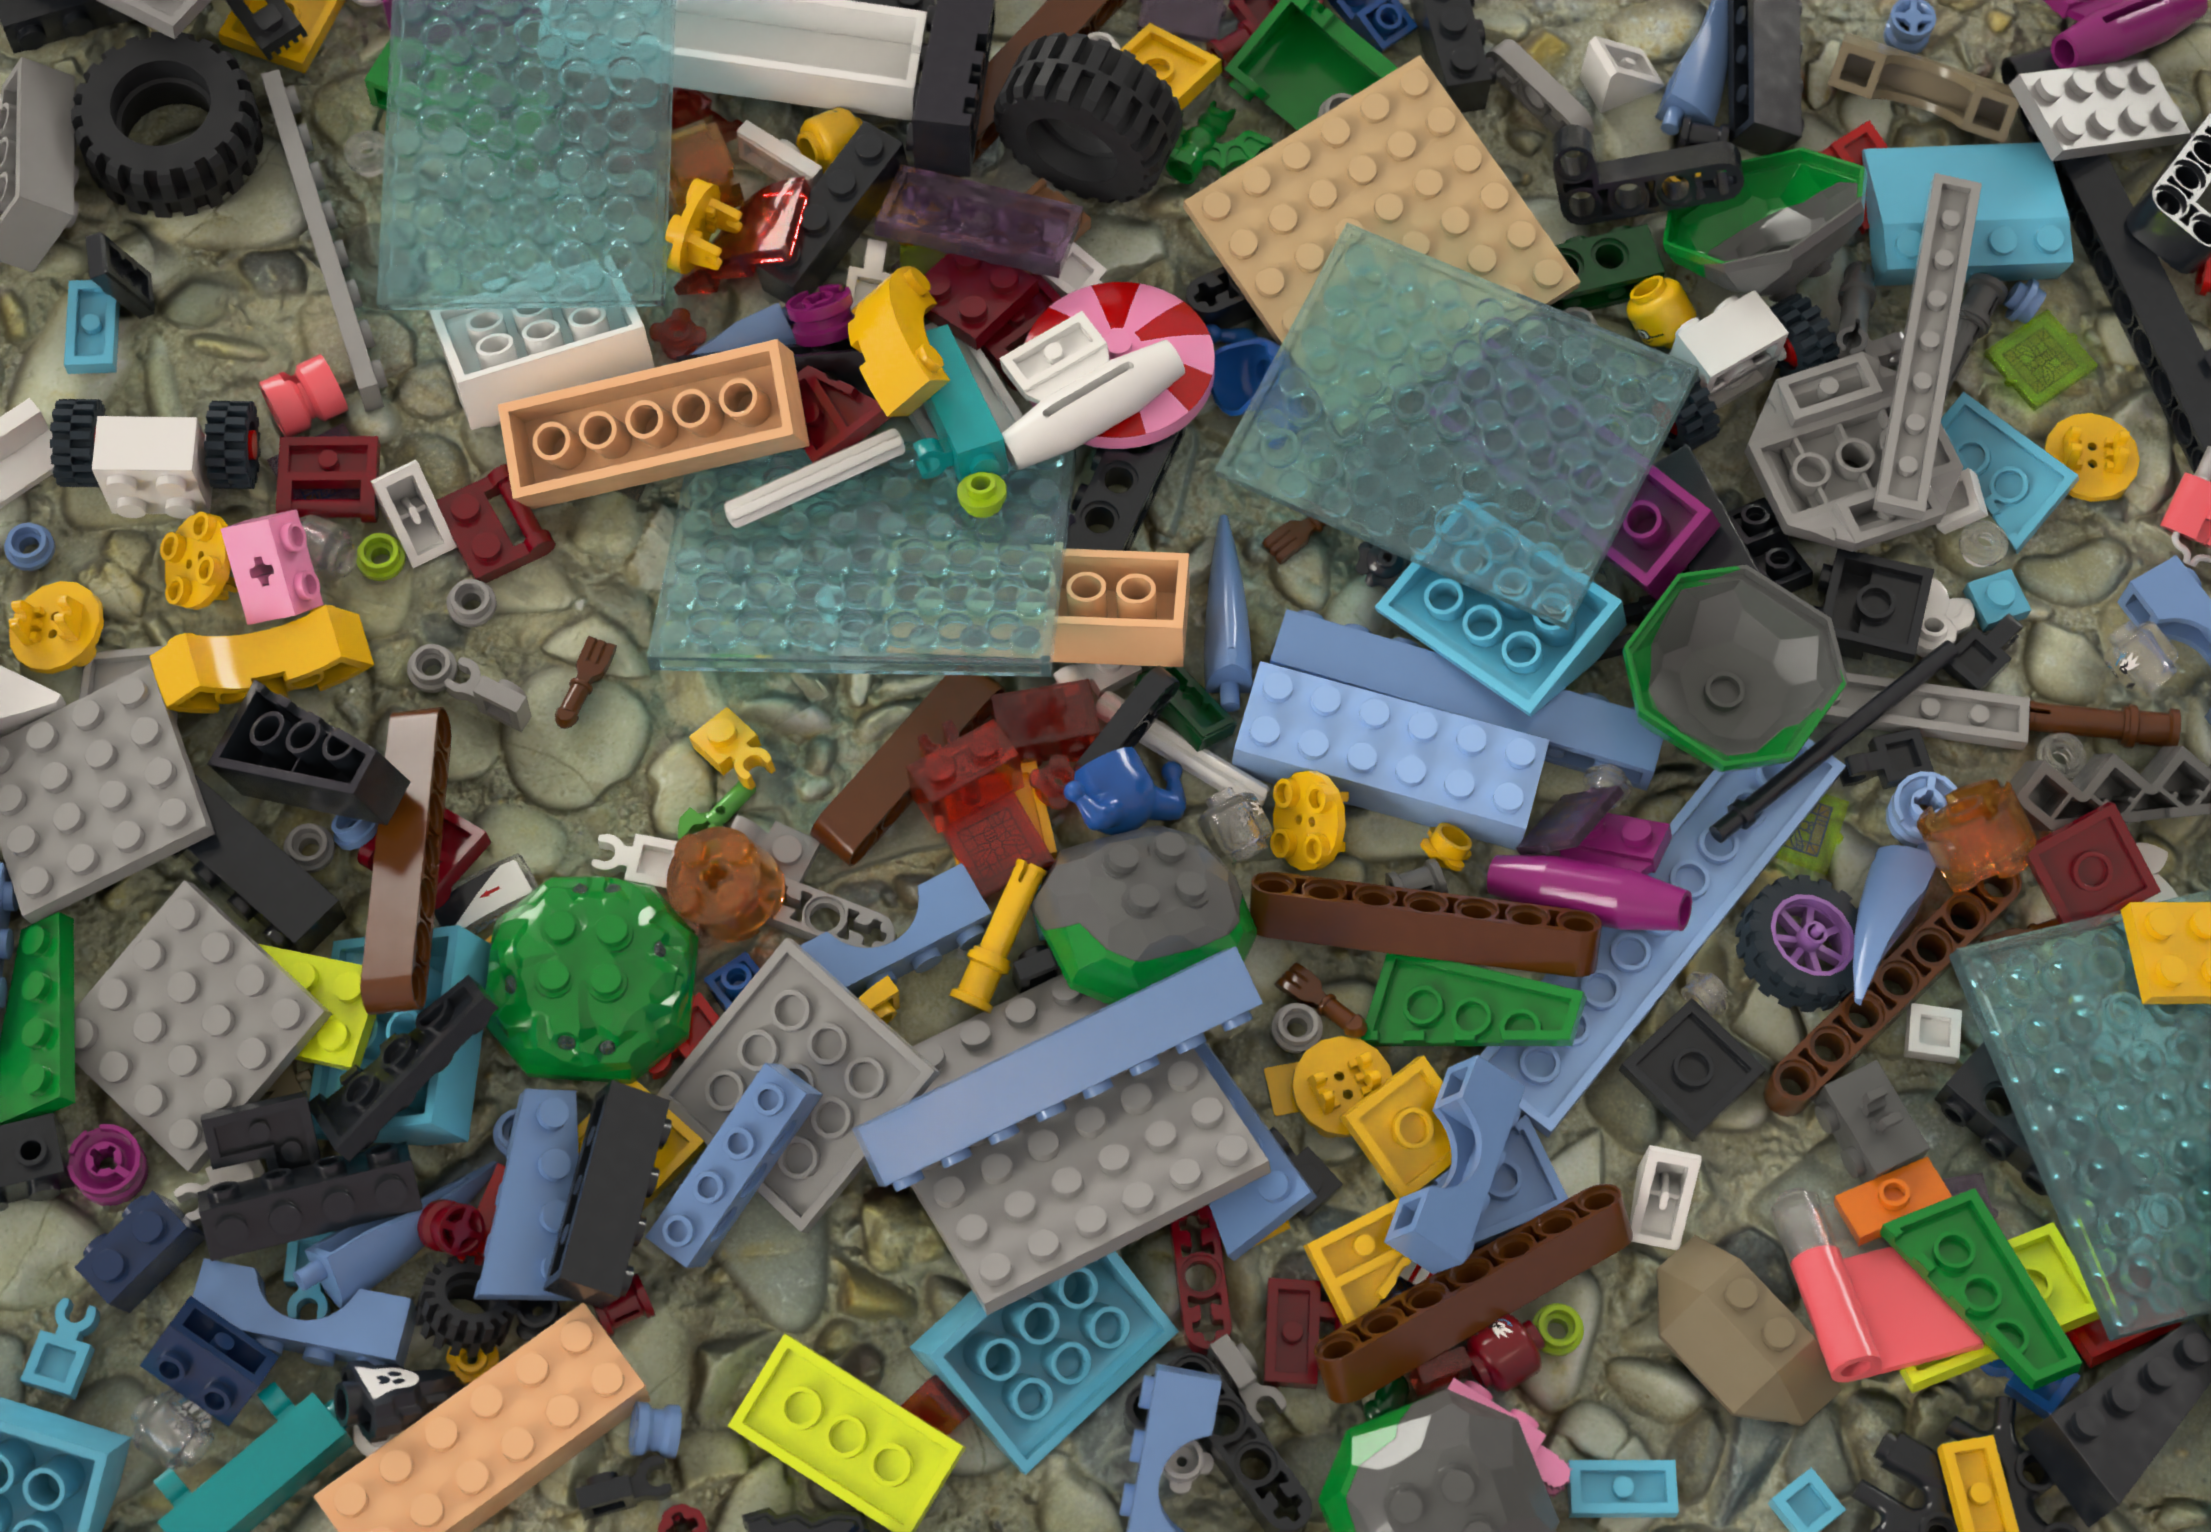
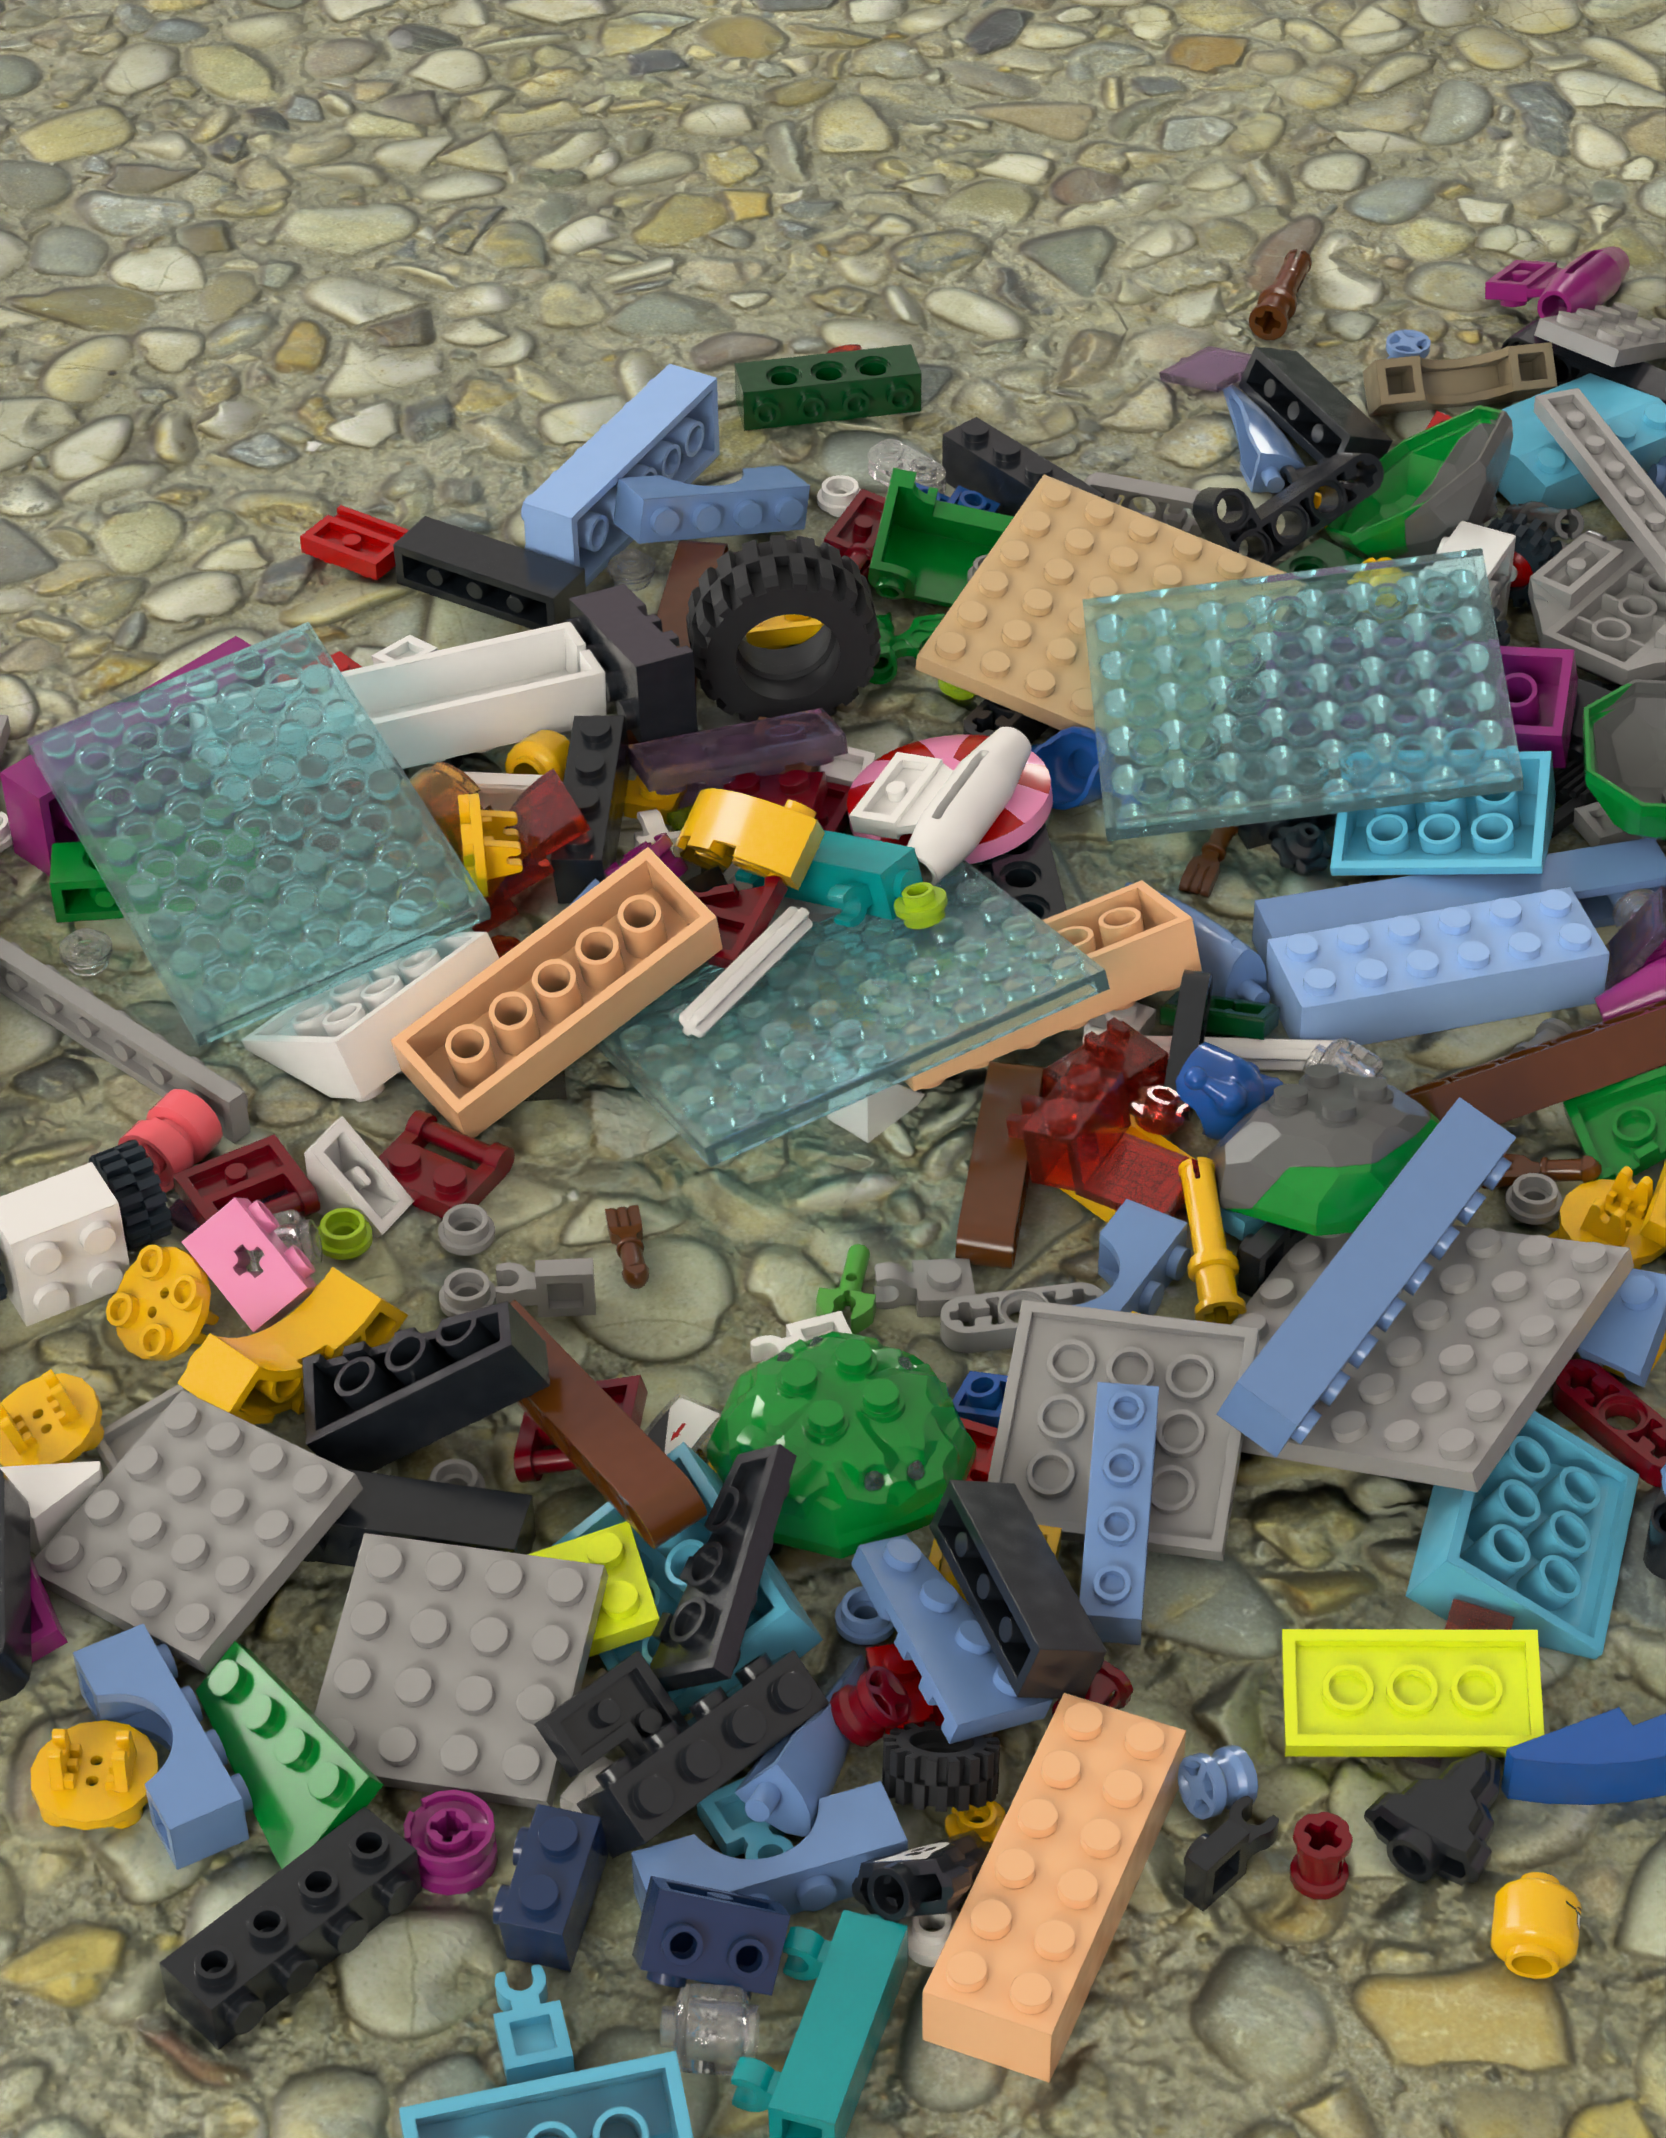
camera: 25 degrees left, 25 degrees down
(351, 832) = (493, 1446): medium blue plate -> none
(532, 1325) = (1022, 1746): black plate -> none
(724, 883) = (915, 1305): clear orange brick -> none
(731, 744) = (818, 1224): yellow plate -> none
(1308, 820) = (1399, 1015): yellow plate -> none
(1448, 846) = (1539, 1009): yellow plate -> none
(1617, 73) = (1196, 464): white slope -> none

